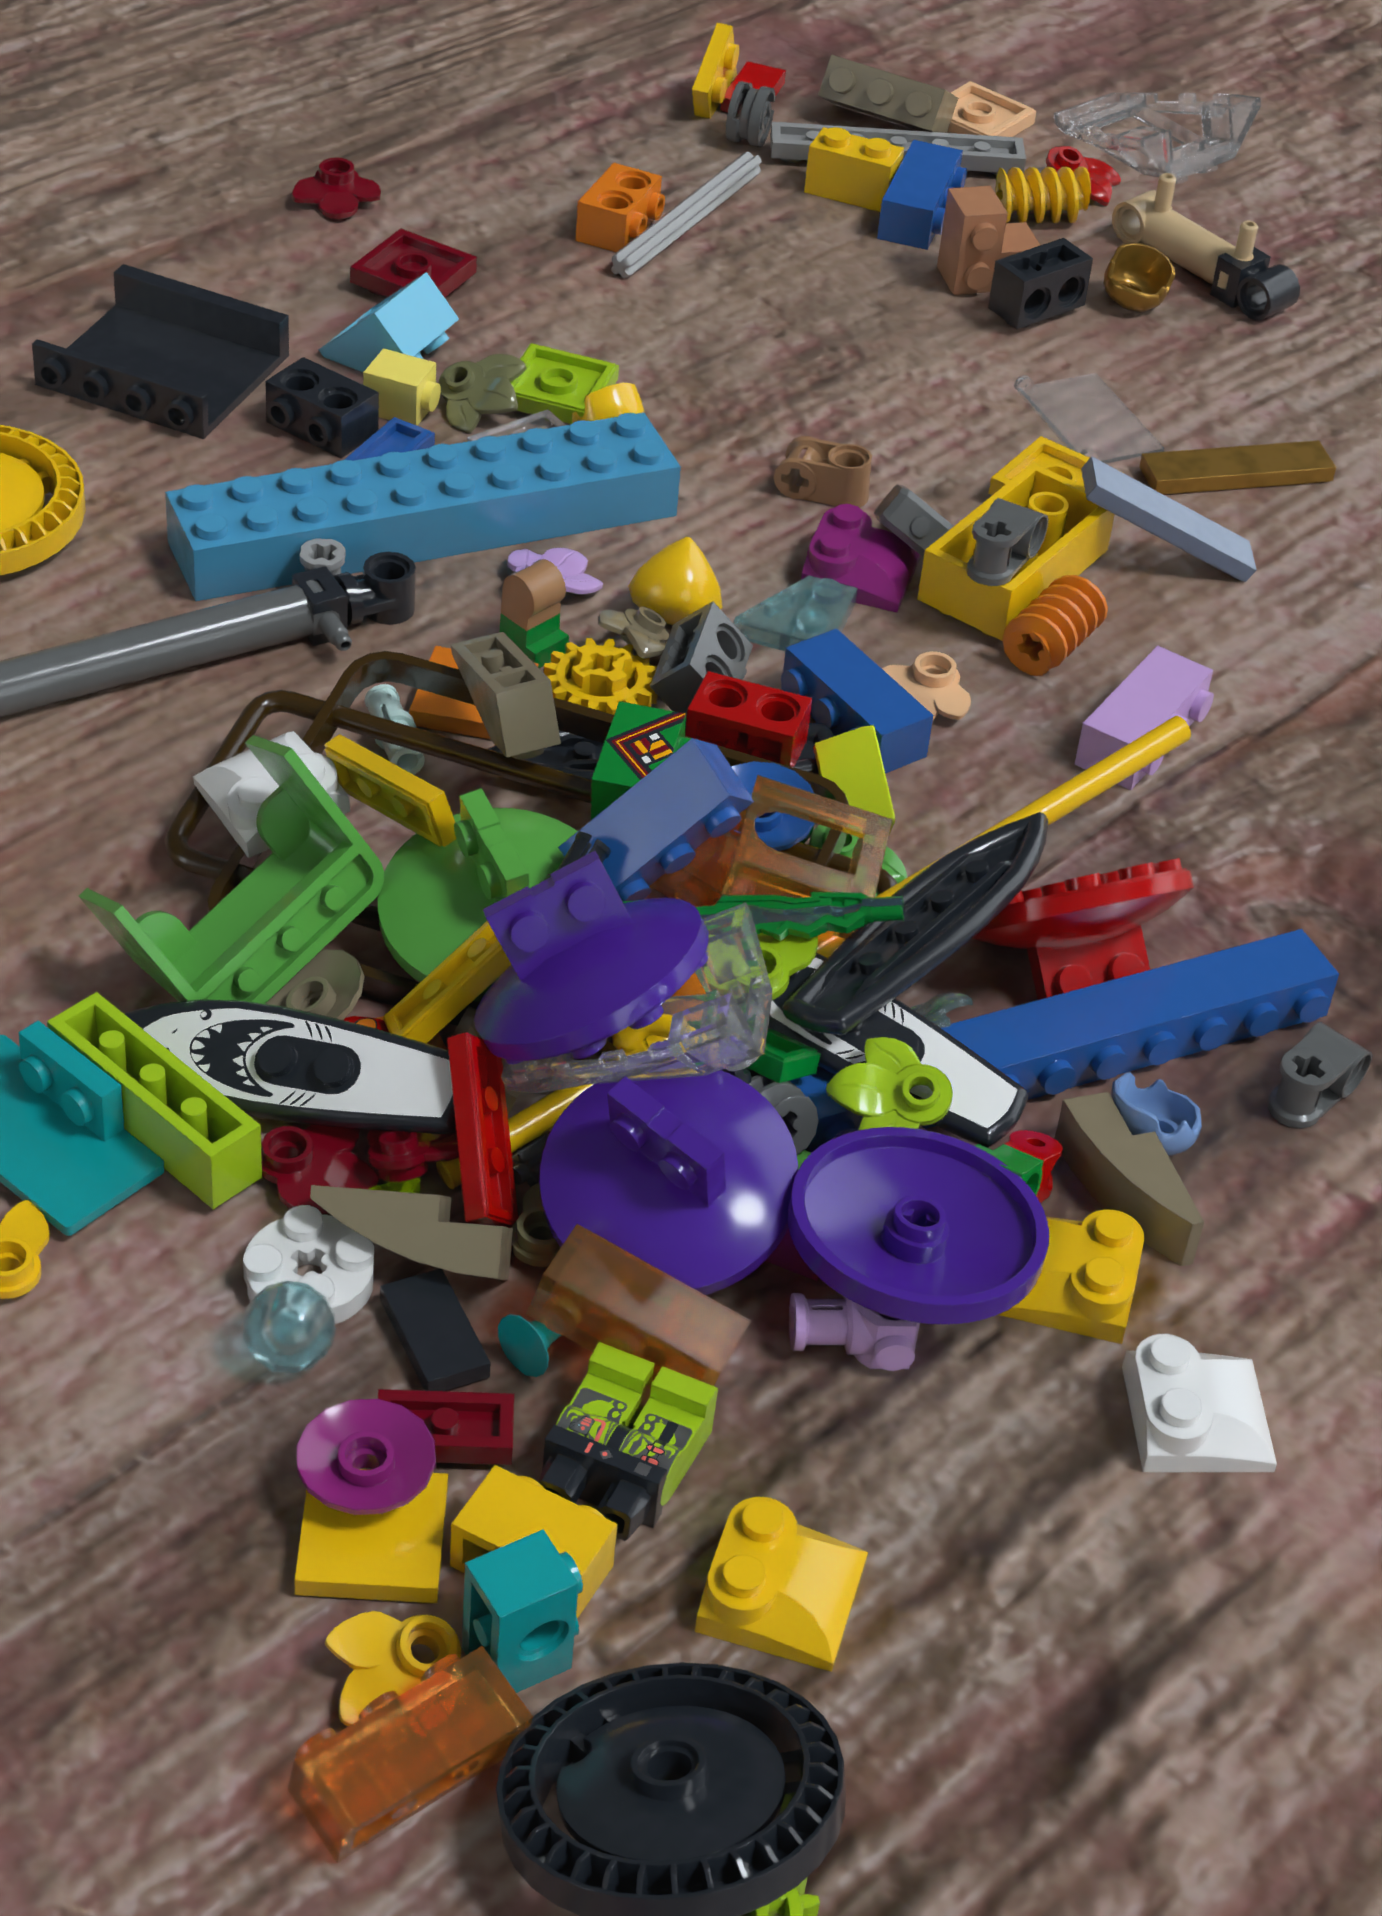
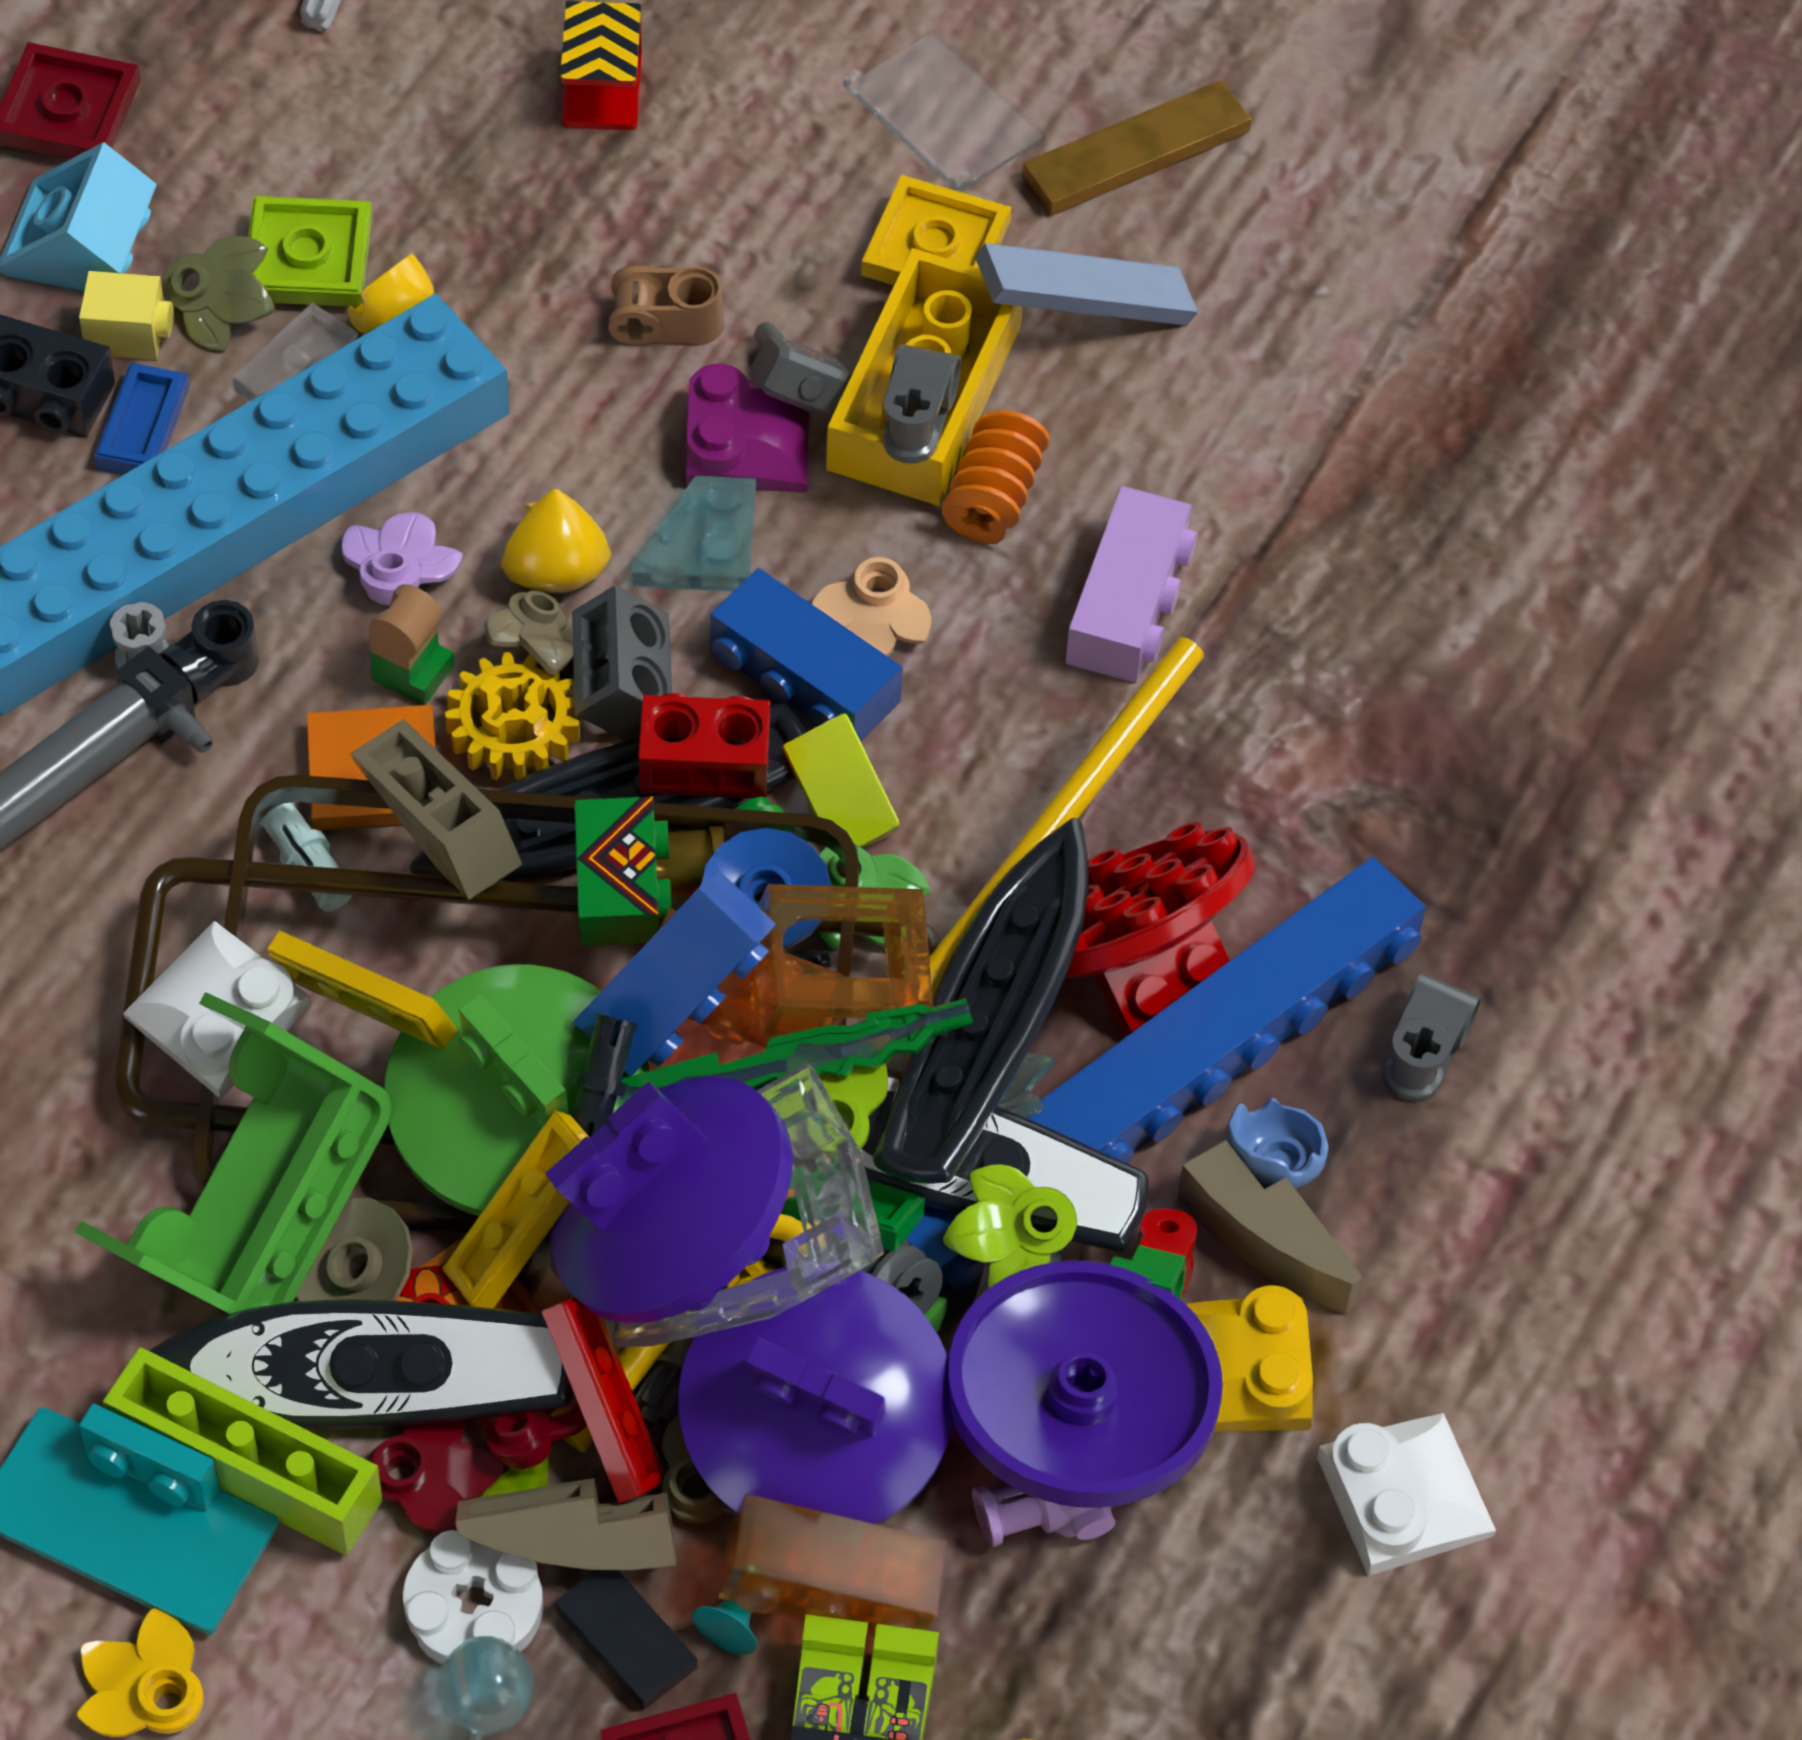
camera: 15 degrees left, 15 degrees up
(834, 327) = (601, 65): none -> piece

